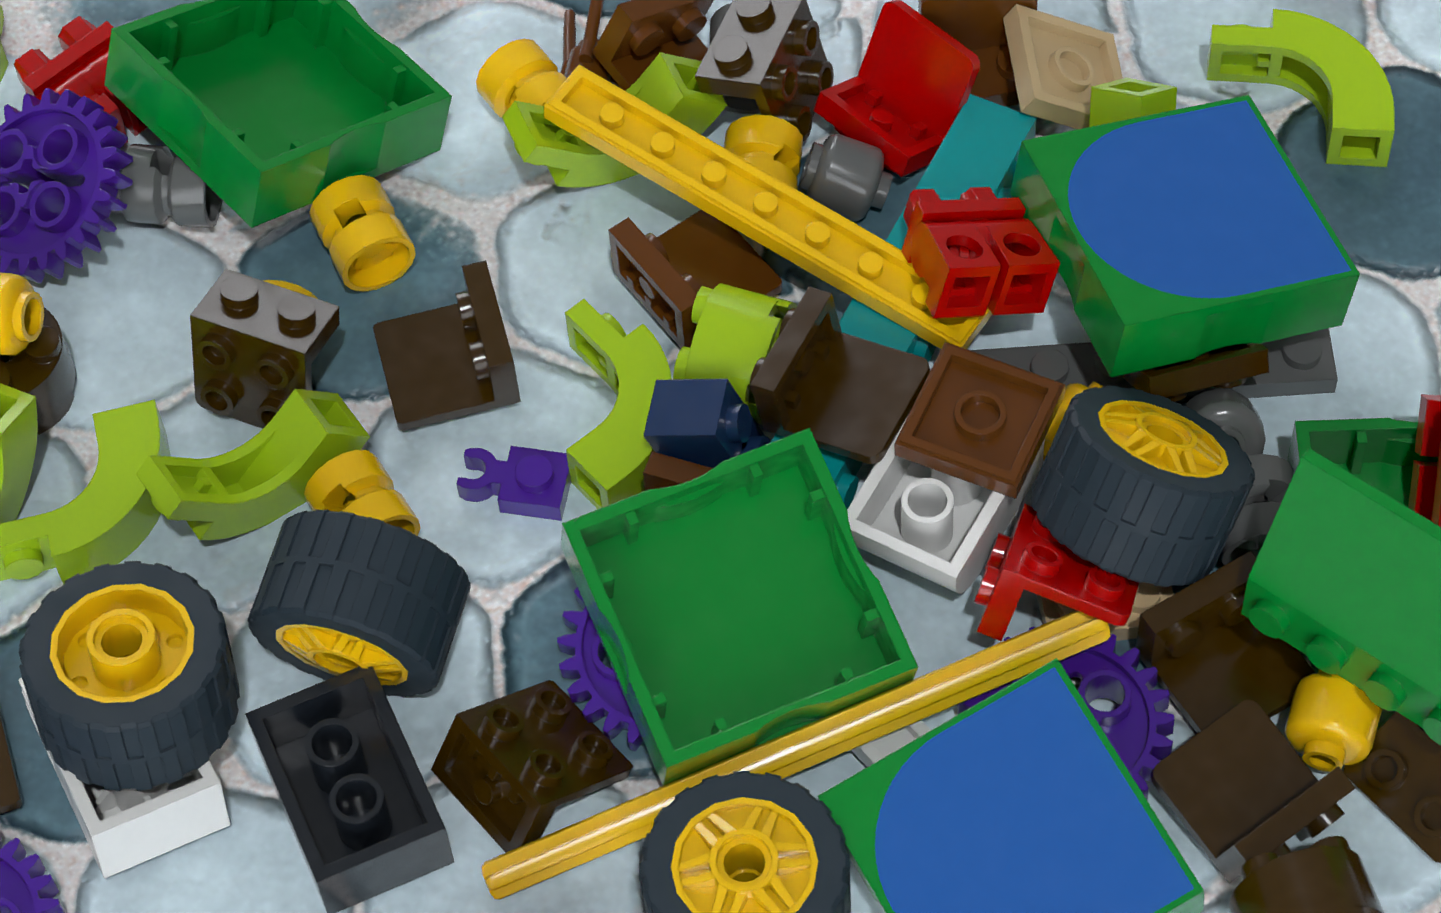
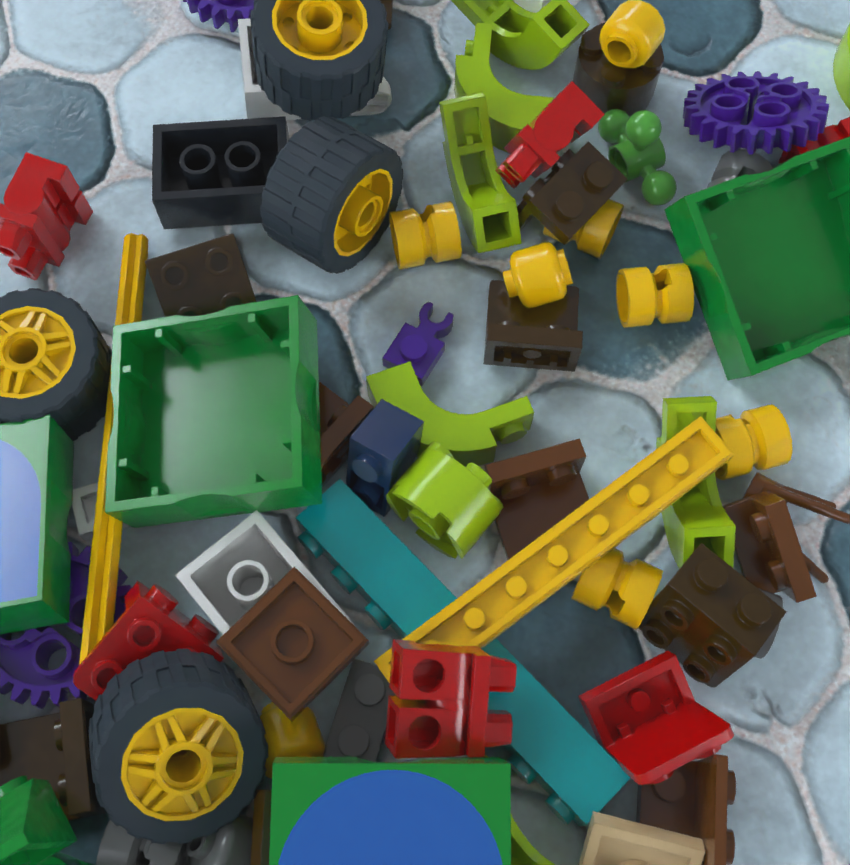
camera: 105 degrees right, 10 degrees up
(142, 309) = (639, 152): none -> bright green piece
(185, 370) = (556, 126): none -> red hips
(385, 352) = (538, 275): none -> yellow head
(835, 383) = (368, 548): dark brown bracket -> none
(846, 176) = (592, 650): dark grey head -> none

